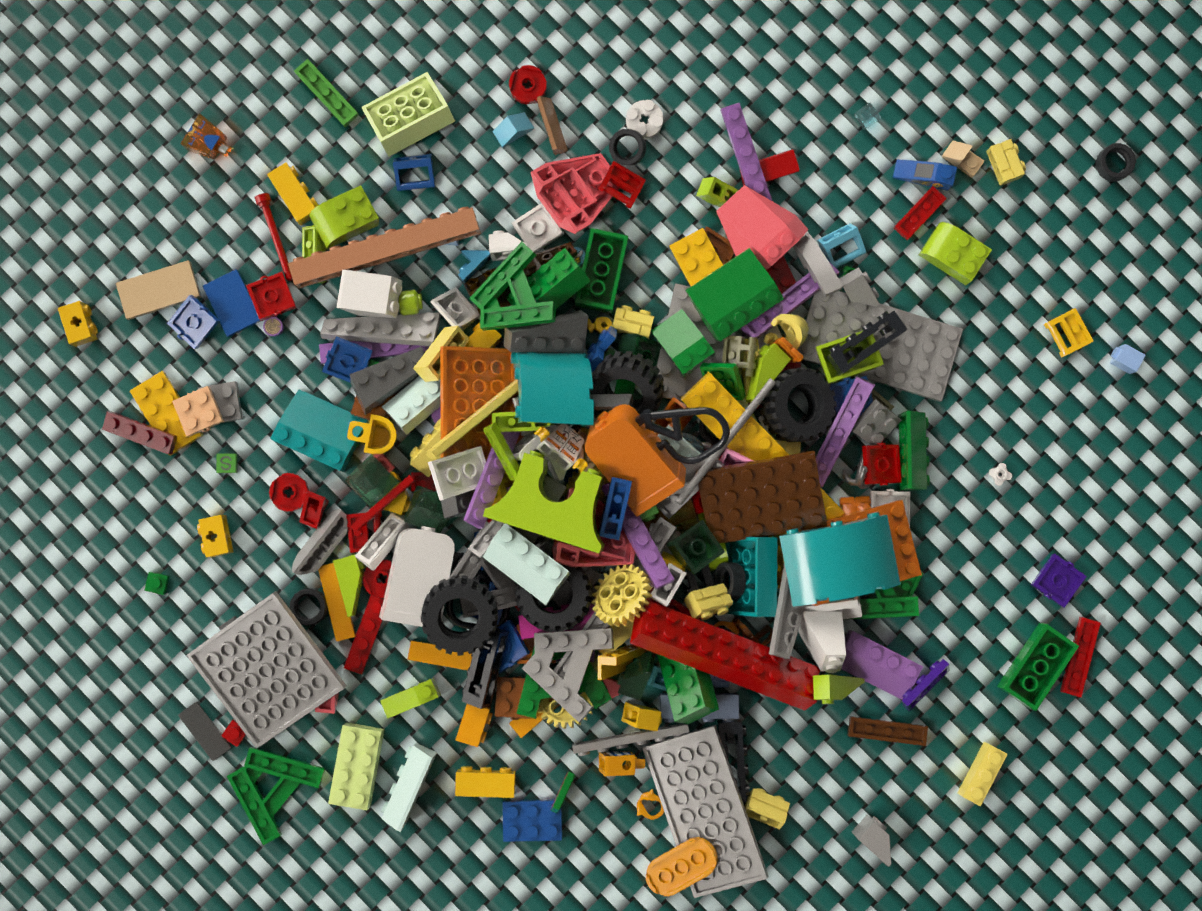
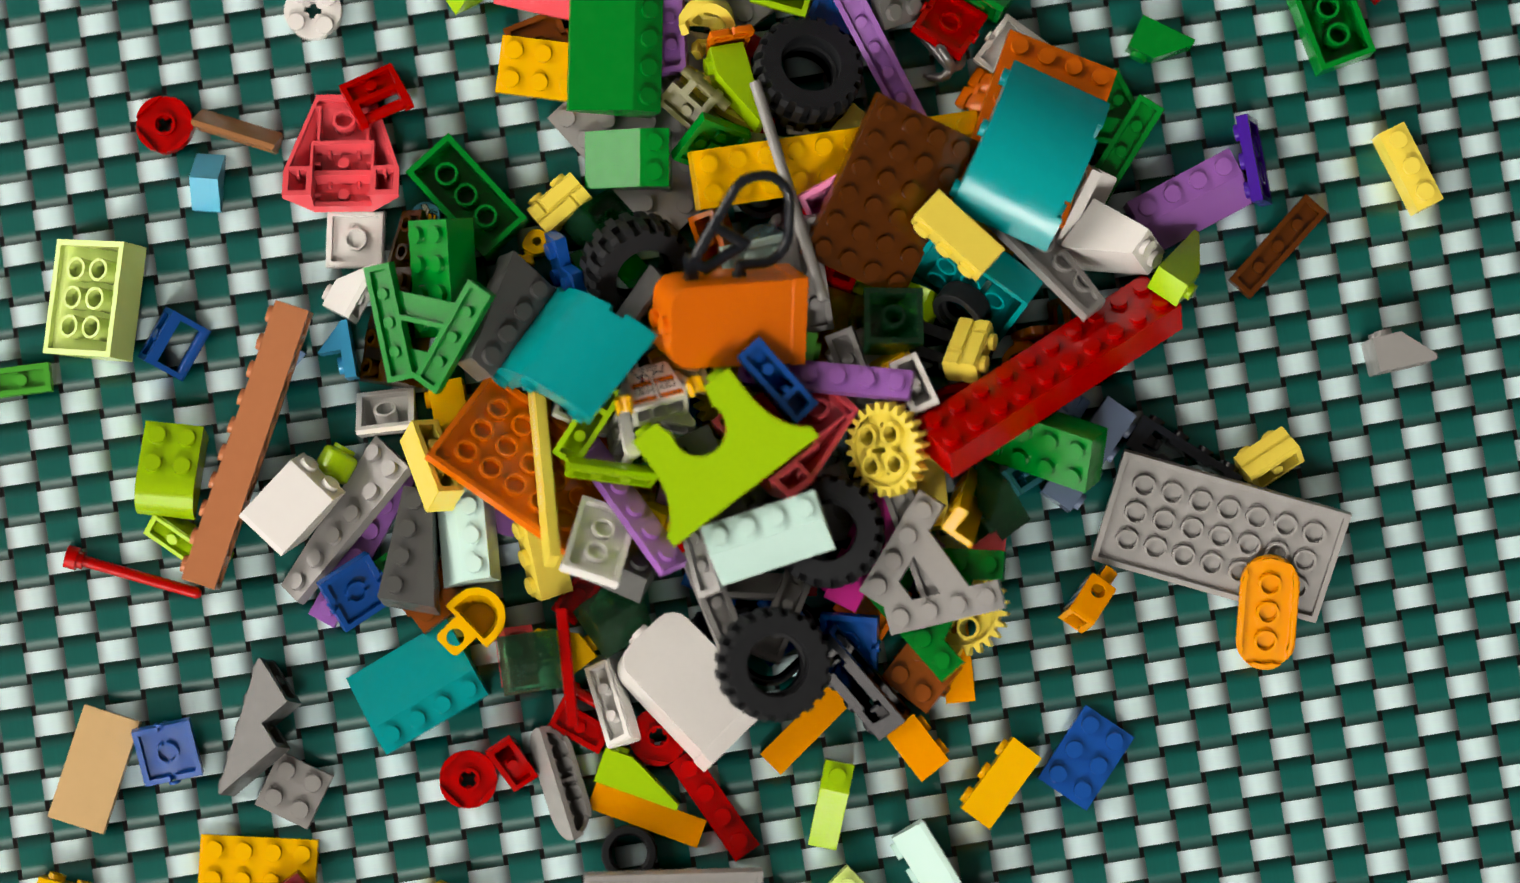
camera: 55 degrees left, 0 degrees up
(198, 411) = (286, 822): light nougat plate -> none
(226, 463) = (376, 833): bright green tile -> none
(231, 302) = (177, 687): blue tile -> none
(233, 364) = (257, 737): none -> slope
(271, 296) = (204, 631): red plate -> none
(273, 326) = (244, 655): tile -> none
(293, 192) = (92, 512): yellow brick -> none
(562, 792) = (1077, 694): green tile -> none
(622, 741) = (1065, 578): light grey plate -> none
(641, 144) = (328, 77): black tyre -> none
(641, 716) = (1051, 533): yellow slope -> none
(641, 808) = (1162, 612): light orange piece -> none
(766, 551) = (956, 236): none -> light yellow brick
(953, 584) = (1156, 42): none -> green slope

